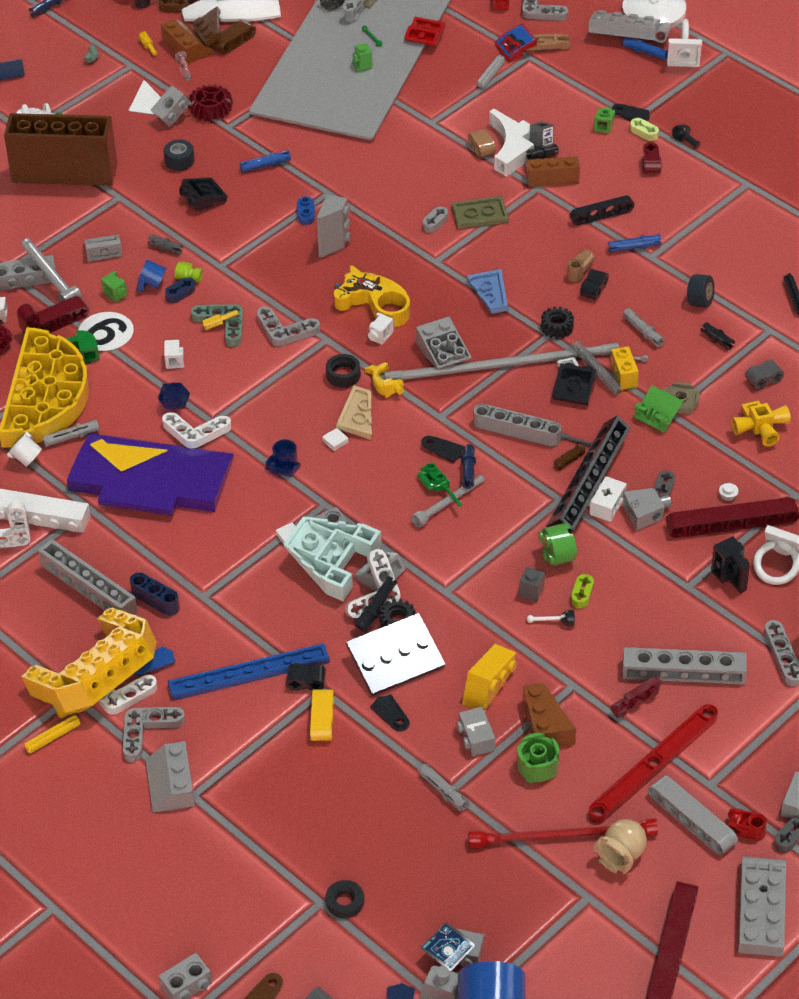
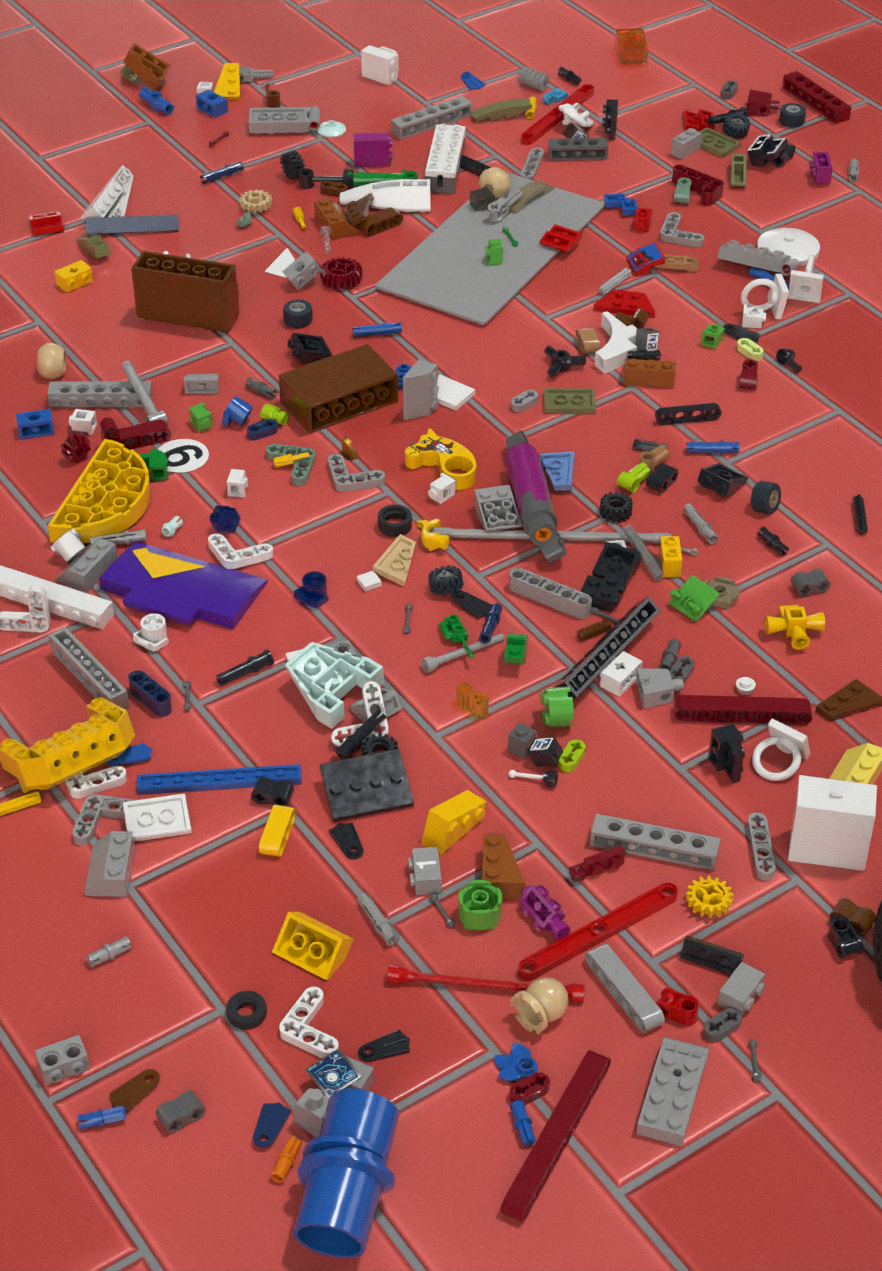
camera: 10 degrees right, 5 degrees down
(50, 467) = (89, 565): none -> light grey slope
(96, 30) = (255, 201): none -> tan gear
(119, 414) = (169, 528): none -> light aqua pin
(137, 529) = (153, 632): none -> white piece
(187, 578) = (187, 685): none -> dark grey hinge
(195, 865) = (108, 952): none -> light grey pin
(201, 721) = (157, 817): none -> white tile
(246, 547) = (253, 664): none -> black pin
(247, 234) = (338, 388): none -> reddish brown brick
(274, 300) = (347, 448): none -> pearl gold tile
(363, 222) = (452, 393): none -> white tile
(386, 485) = (406, 630): none -> dark grey hinge
(389, 824) = (312, 945): none -> yellow slope
(399, 904) = (301, 1027): none -> white beam
(412, 428) = (445, 580): none -> black wheel
(461, 169) = (562, 360): none -> black bush
(472, 550) = (472, 701): none -> clear yellow axle
(475, 323) = (533, 496): none -> piece
(485, 911) = (385, 1047): none -> black piece
(501, 490) = (516, 648): none -> green brick
(508, 95) = (624, 302): none -> red wing
(512, 778) = (450, 923): none -> dark grey hinge
(525, 113) = (638, 320): none -> reddish brown panel
(557, 591) = (545, 751): none -> black brick
(565, 290) = (632, 479): none -> lime piece
(569, 414) = (604, 592): none -> black plate
(571, 251) = (646, 445): none -> black axle
(598, 752) = (546, 914): none -> magenta brick
(609, 906) = (513, 1064): none -> blue plate
(627, 925) = (528, 1087): none -> dark red beam
(633, 961) = (522, 1123): none -> blue axle
(639, 93) = (753, 317): none -> white brick
(649, 472) = (670, 654): none -> dark grey pin
(652, 277) = (721, 479): none -> black plate
(658, 70) = (776, 295): none -> white tile
(748, 711) = (709, 896): none -> yellow gear
(765, 769) = (711, 955): none -> black hinge

